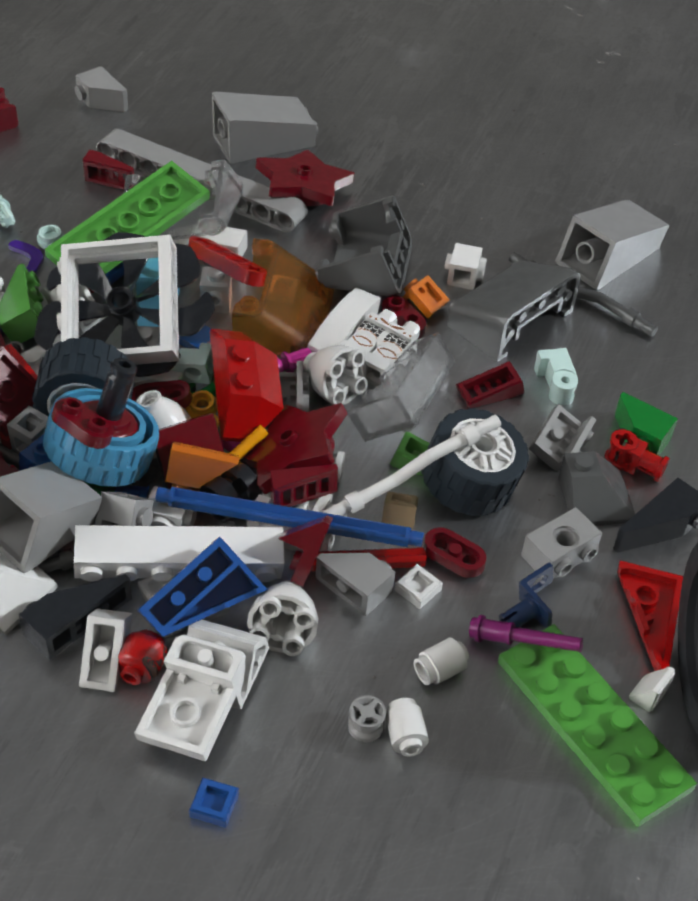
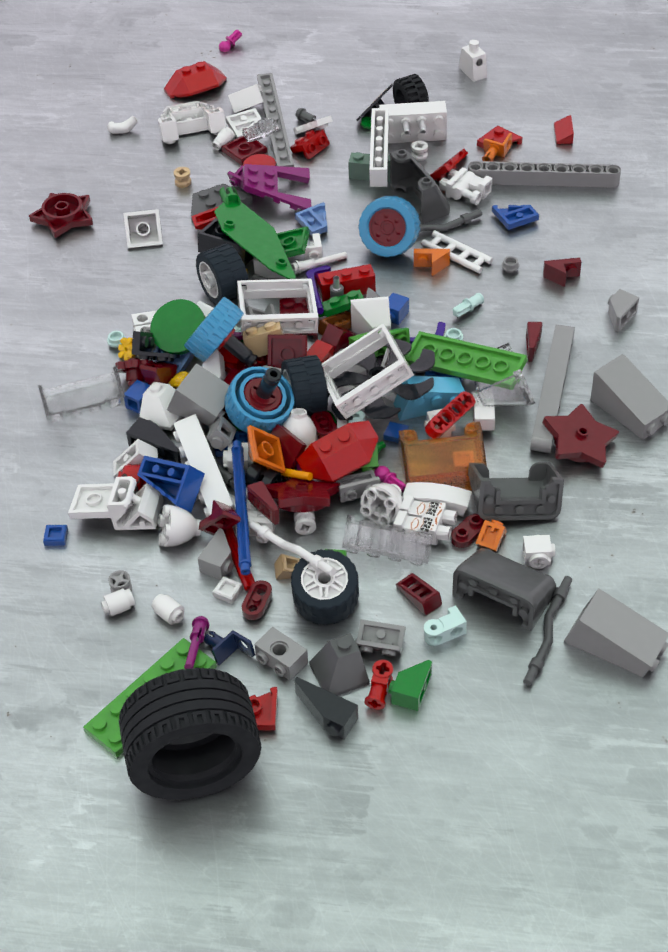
camera: 80 degrees right, 0 degrees up
(82, 423) = (243, 379): dark red plate -> none

